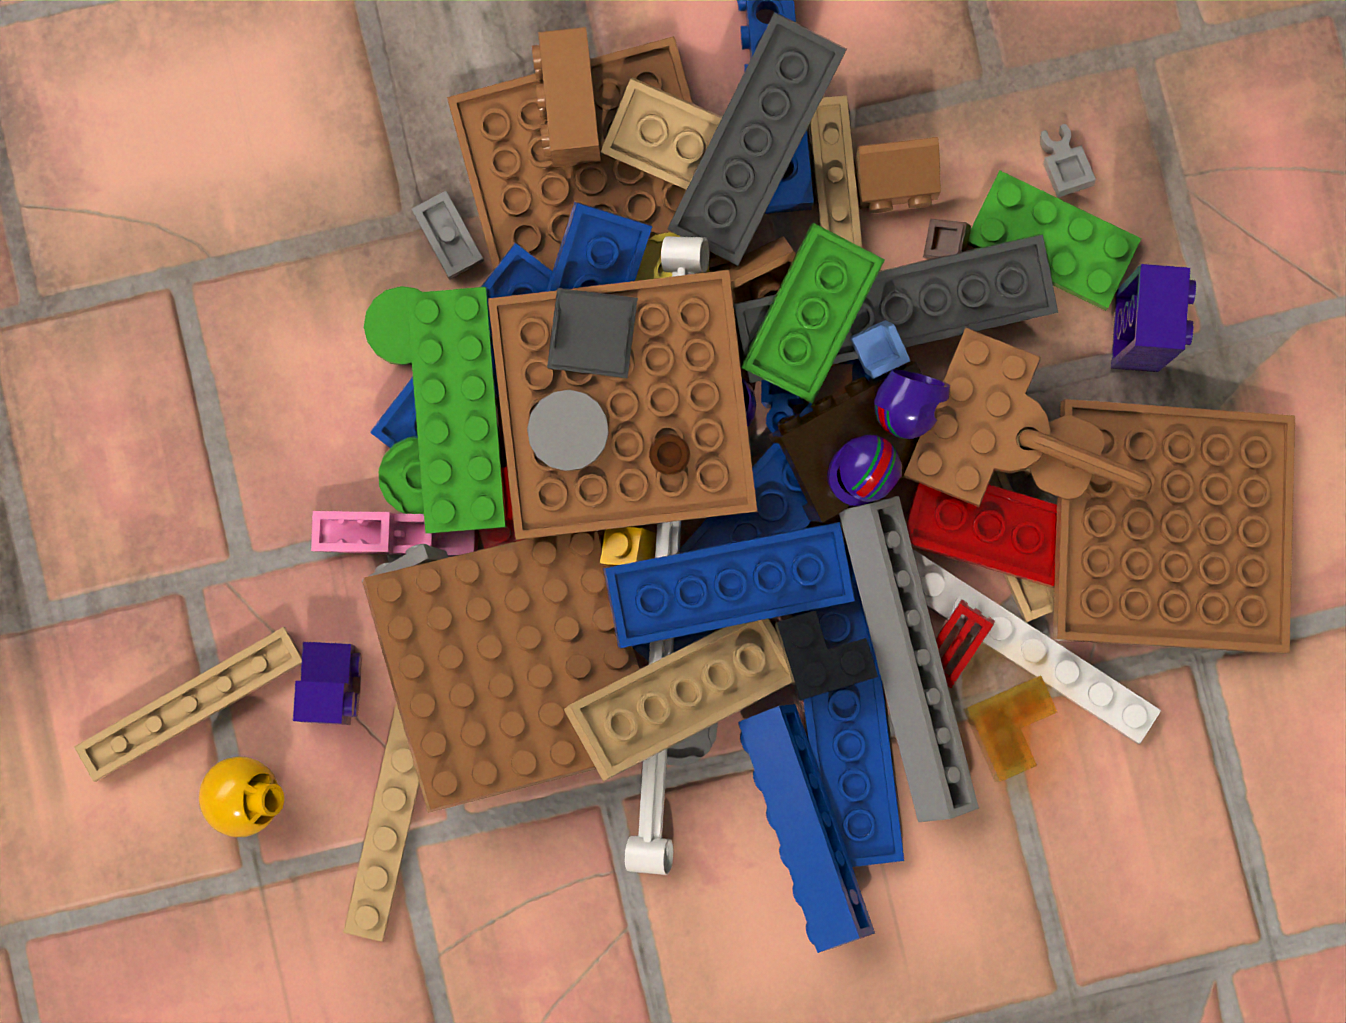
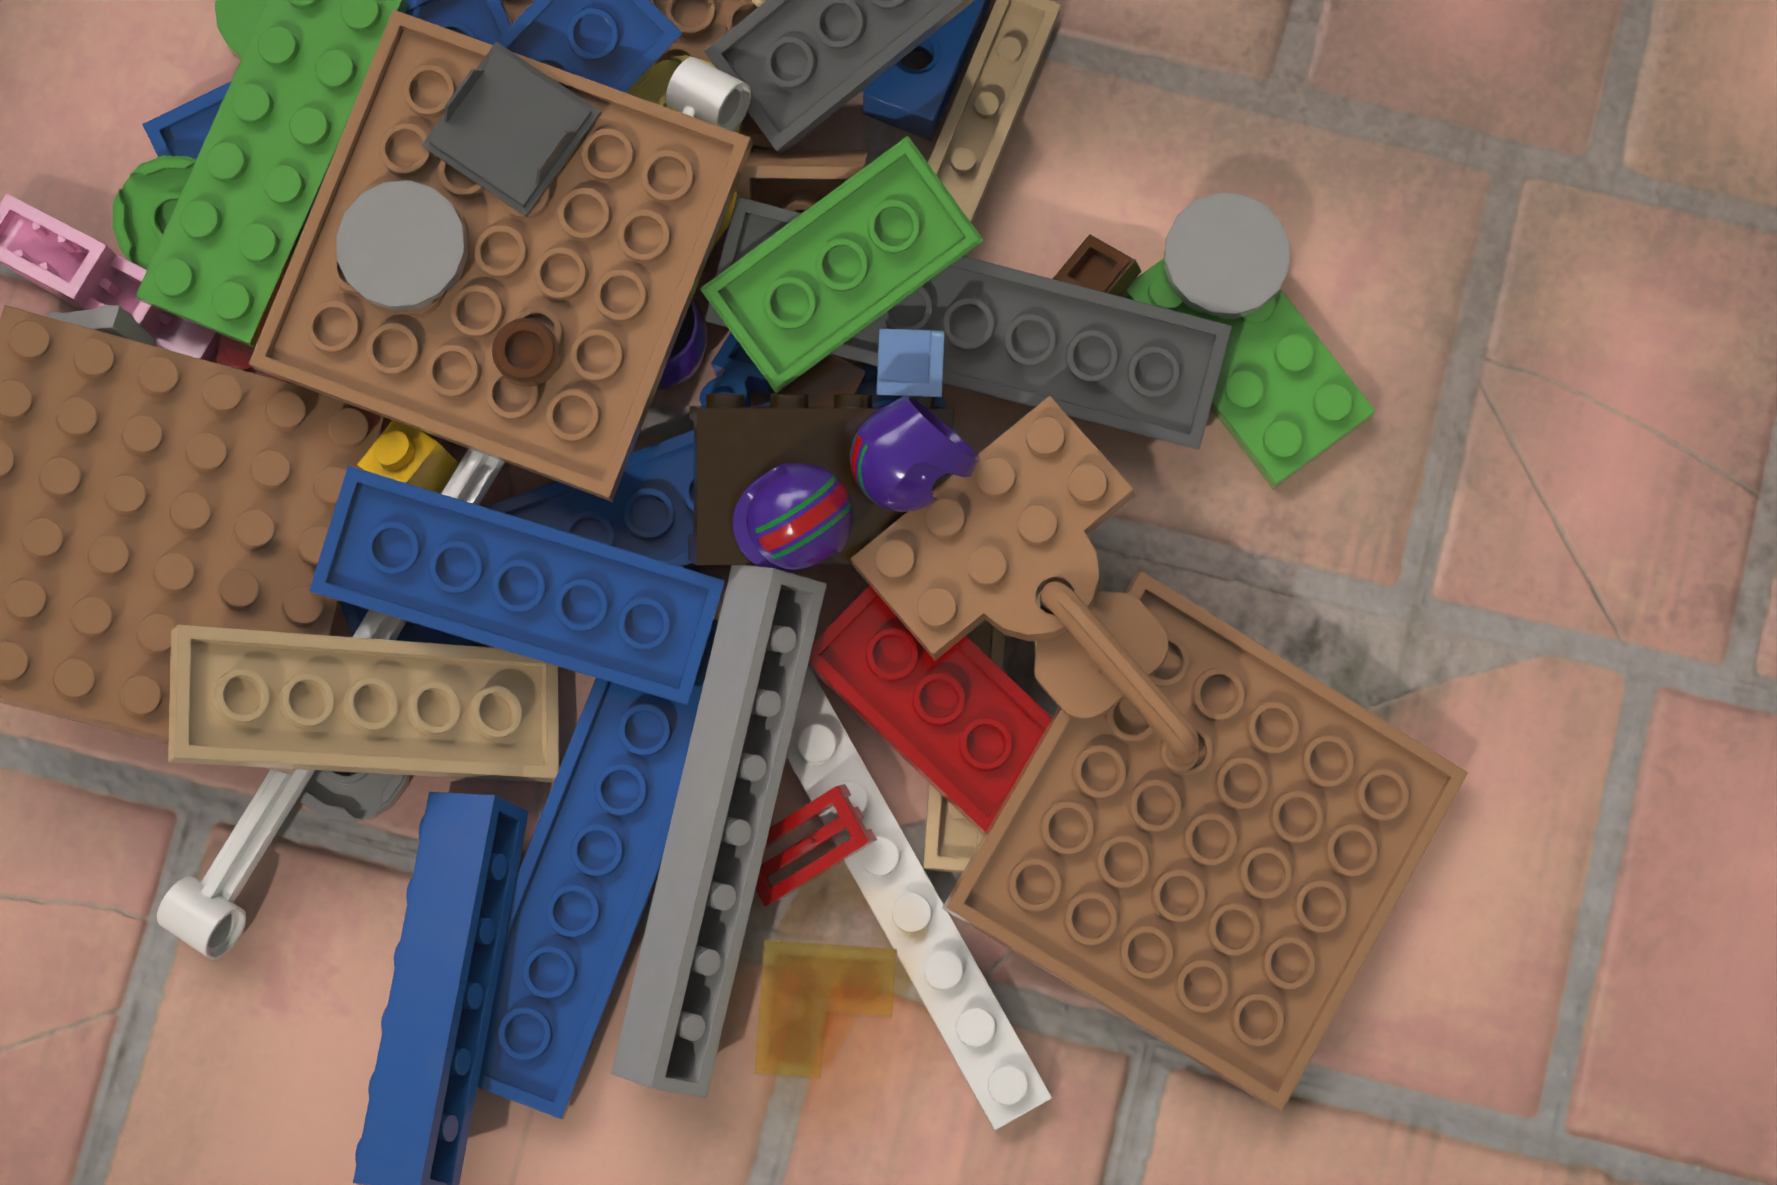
camera: 25 degrees right, 5 degrees down
(819, 669) = (579, 770): black brick -> none
(898, 174) = (1073, 142): medium nougat slope -> none
(1016, 194) = (1226, 255): none -> light grey tile
(1066, 167) = (1321, 258): light grey plate -> none
(1152, 317) = (1327, 515): dark purple brick -> none

